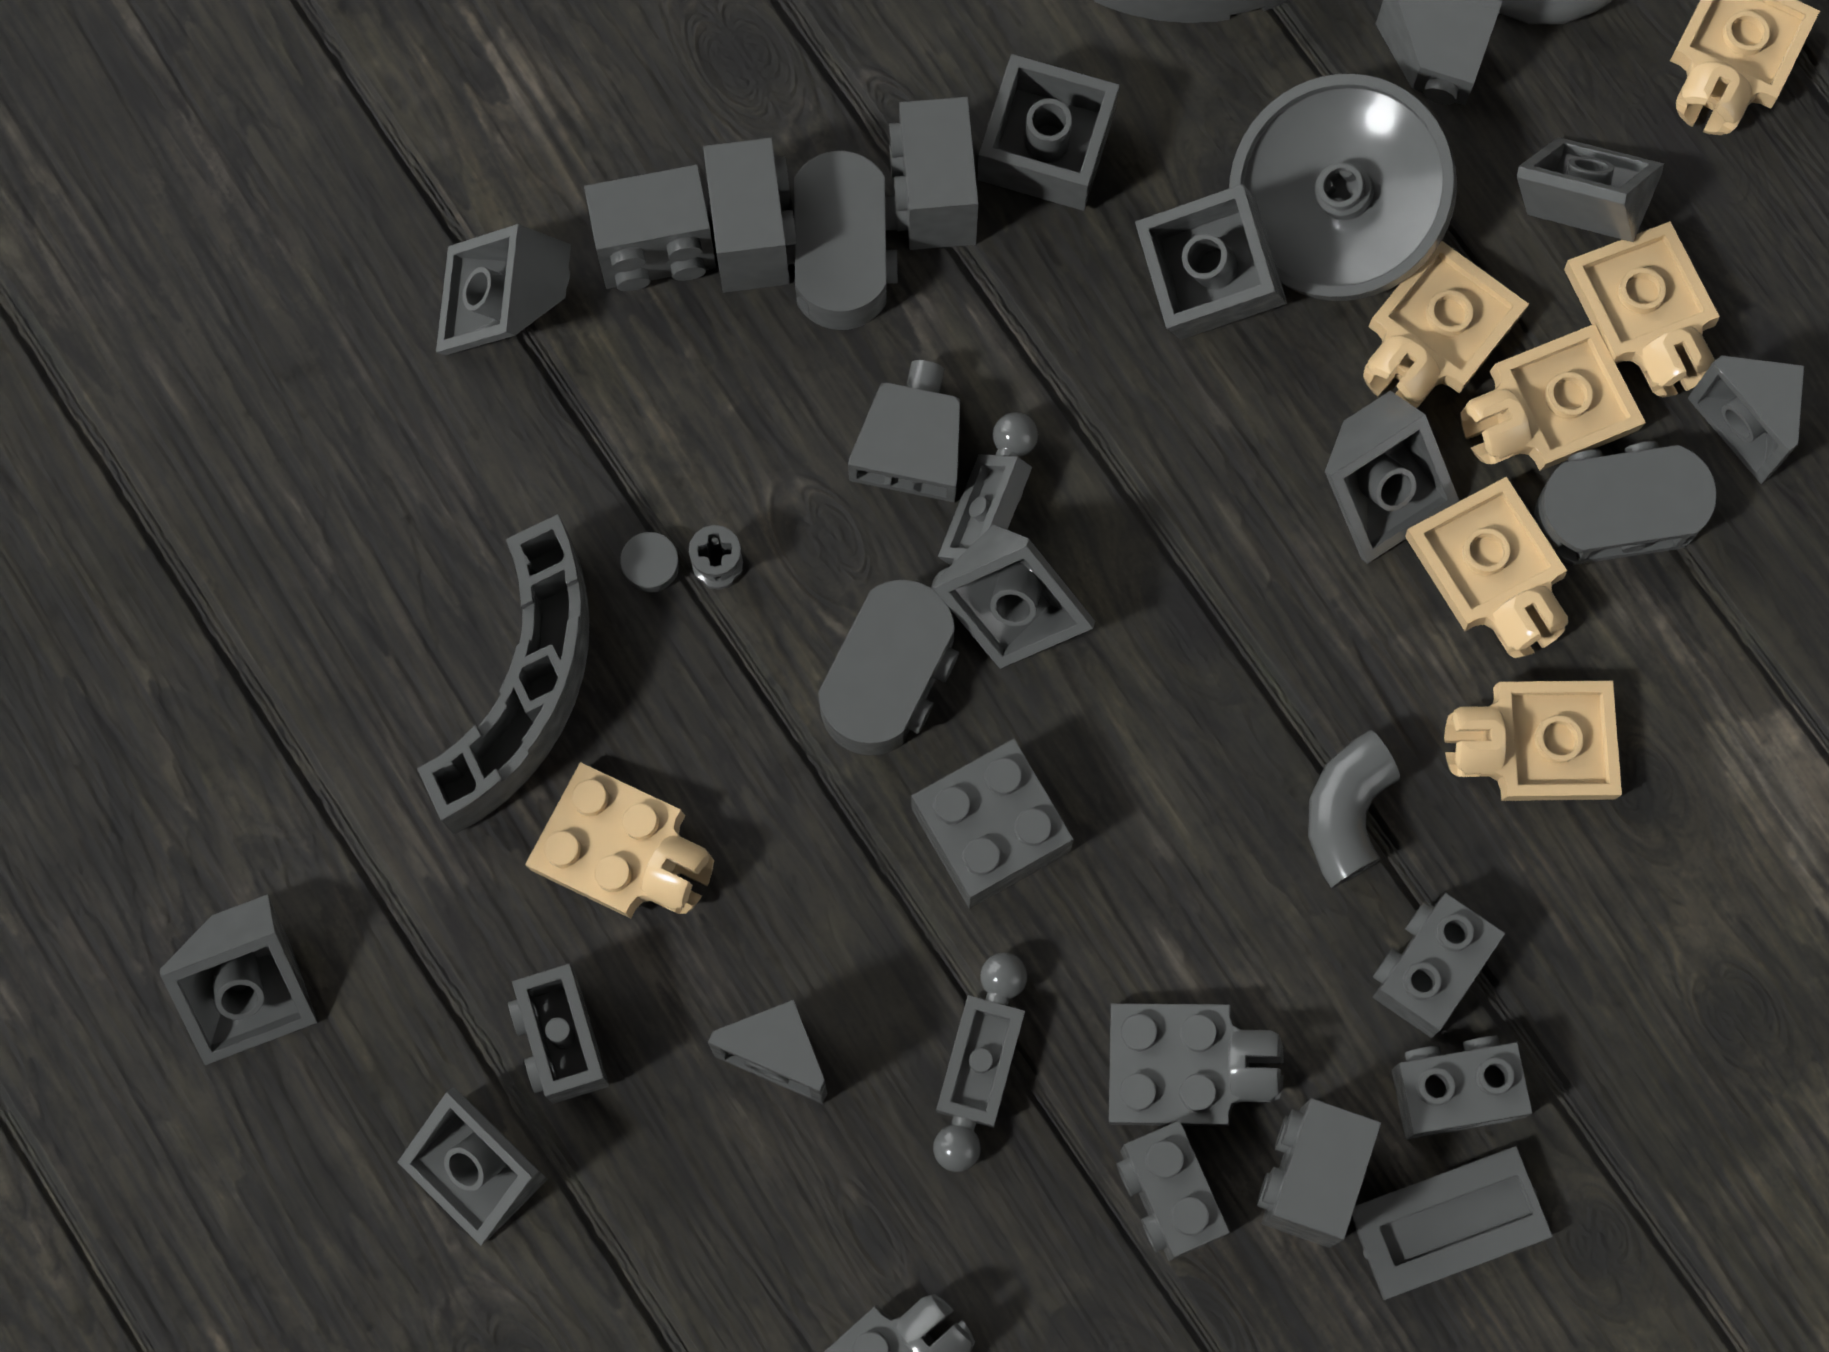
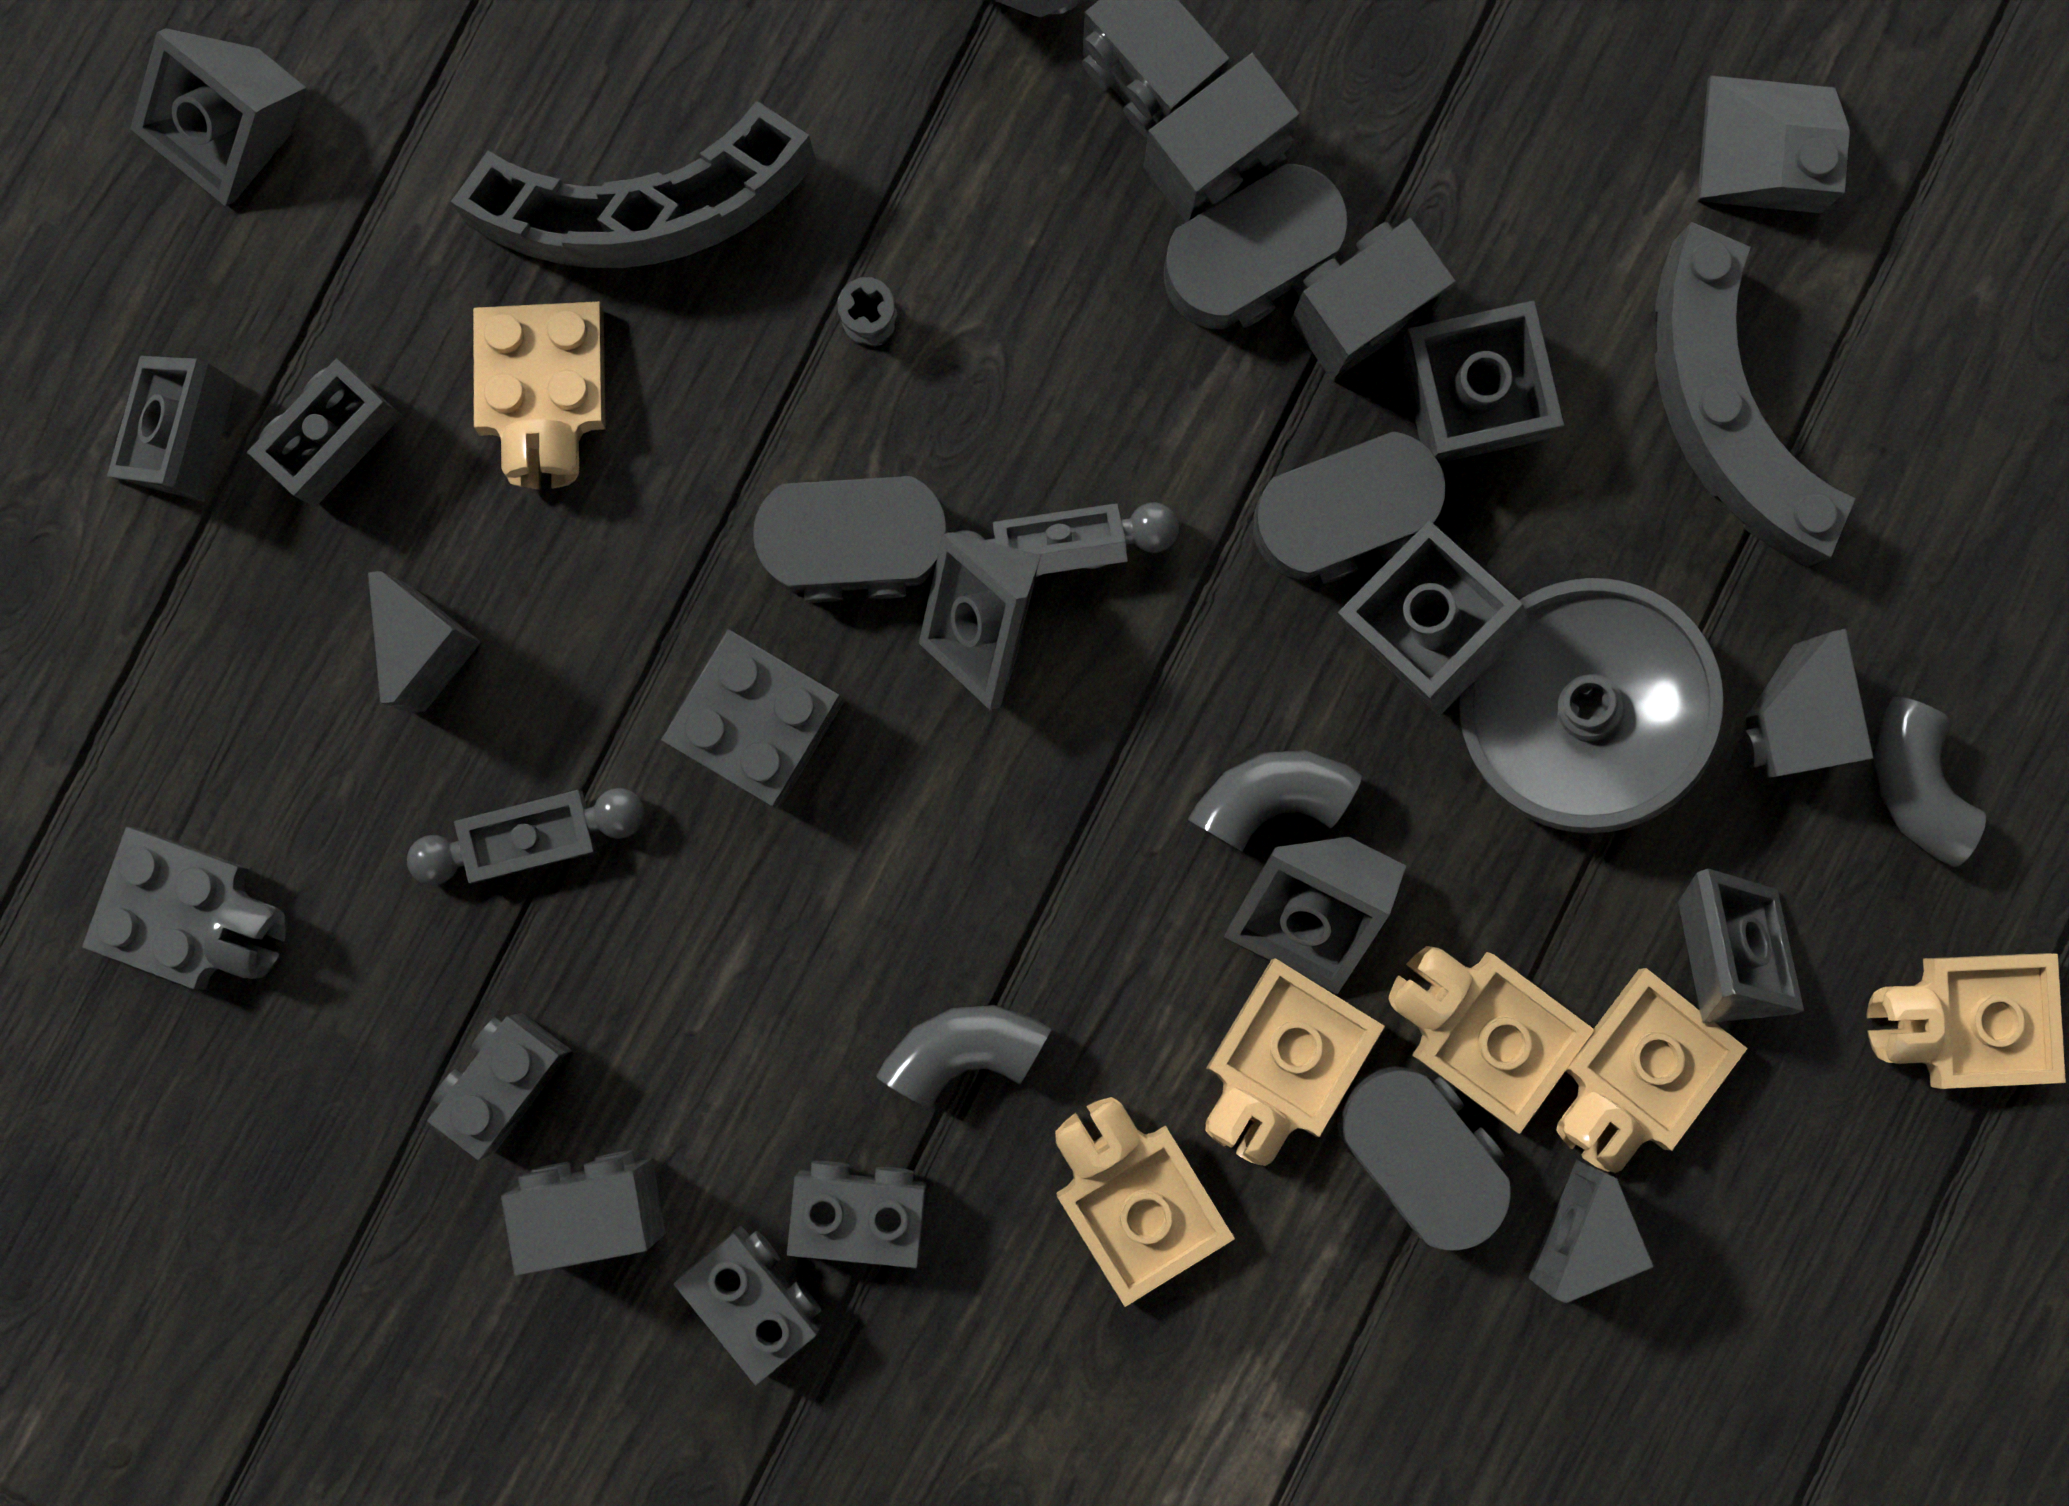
camera: 60 degrees right, 10 degrees up
(649, 562) = (832, 253): dark grey tile -> none
(910, 437) = (1095, 428): dark grey torso -> none
(1086, 283) = (1348, 507): none -> dark grey brick
(1187, 1065) = (630, 1032): dark grey plate -> none
(1271, 459) = (1275, 786): none -> dark grey cylinder
(1440, 327) = (1503, 879): tan plate -> none
(1450, 1223) = (620, 1359): dark grey piece -> none

